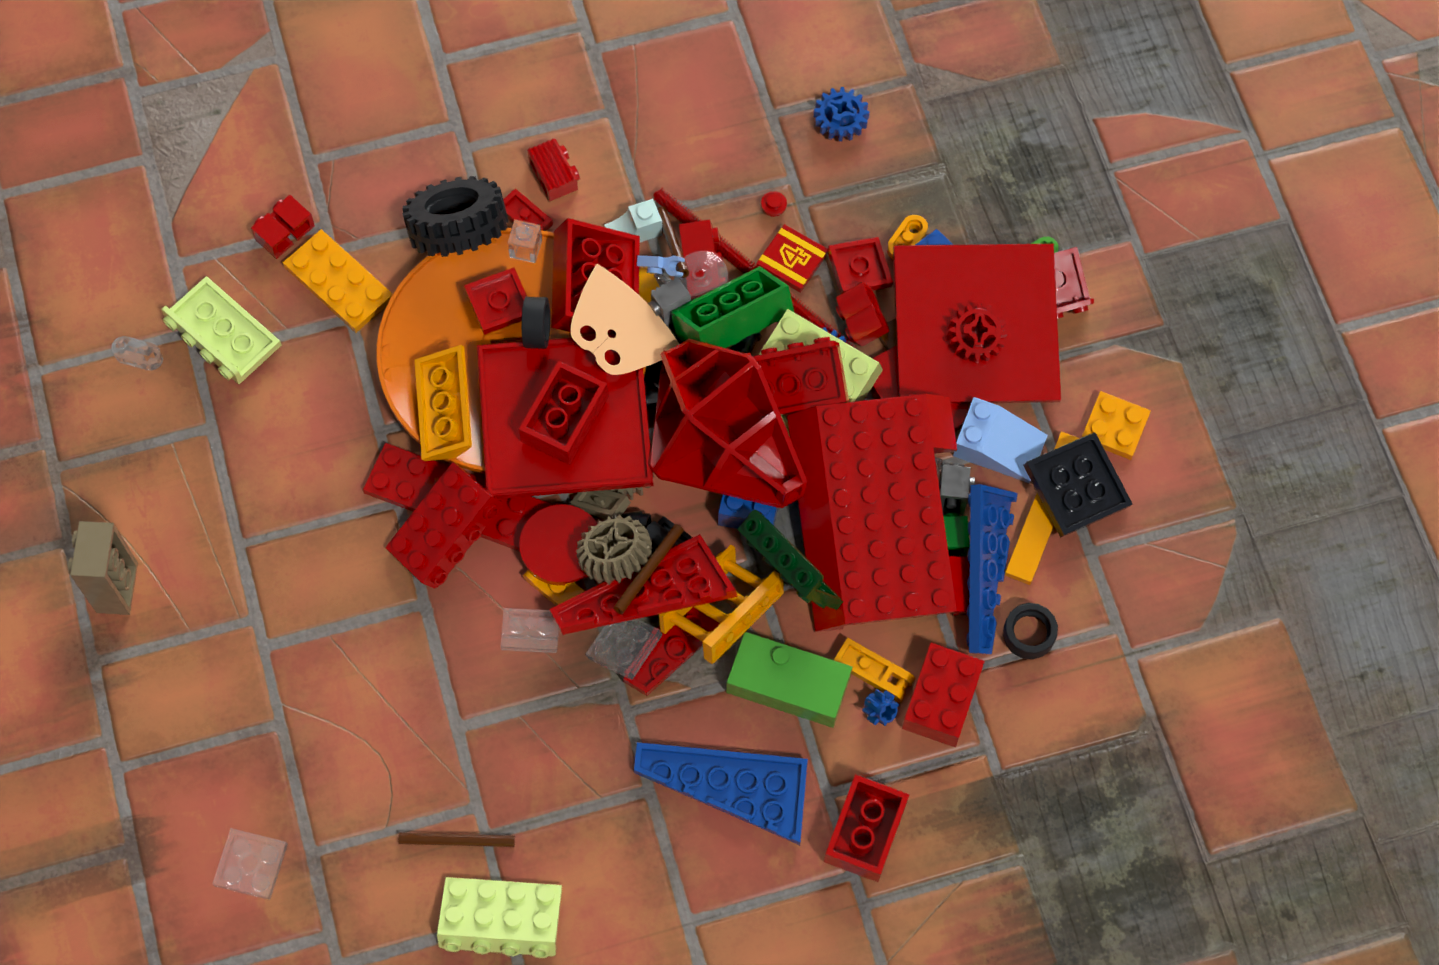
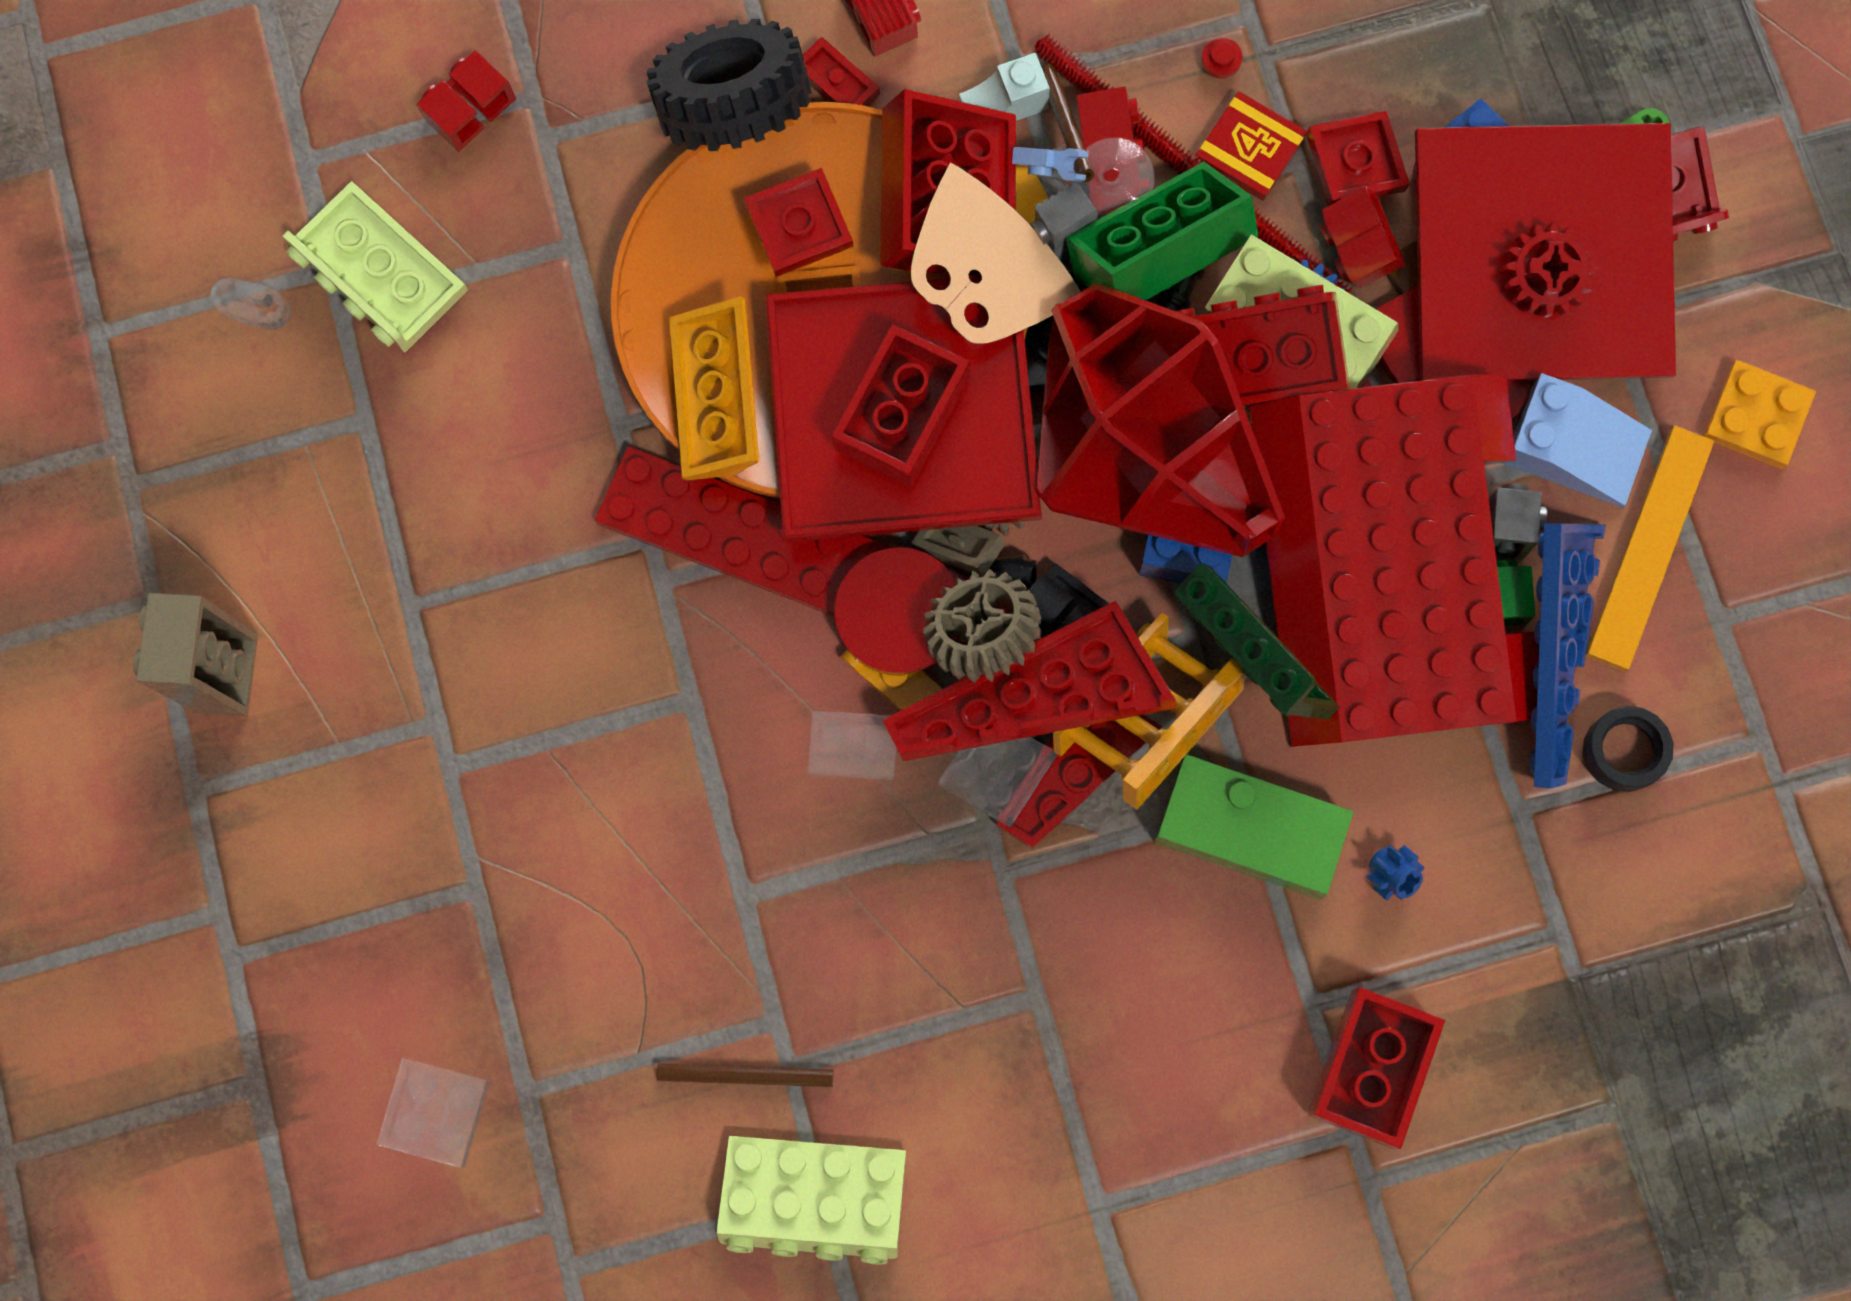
camera: 10 degrees right, 10 degrees up
(338, 280) = (553, 186): light orange plate -> none
(444, 526) = (718, 582): red bracket -> none
(524, 241) = (837, 125): clear brick -> none
(535, 322) = (856, 260): black tyre -> none
(648, 569) = (1036, 659): reddish brown piece -> none
(745, 785) = (1187, 994): blue wing -> none
(874, 669) = (1383, 809): light orange plate -> none
(904, 236) = (1427, 112): light orange plate -> none
(943, 694) = (1493, 852): red brick -> none
(1077, 484) = (1703, 514): black plate -> none

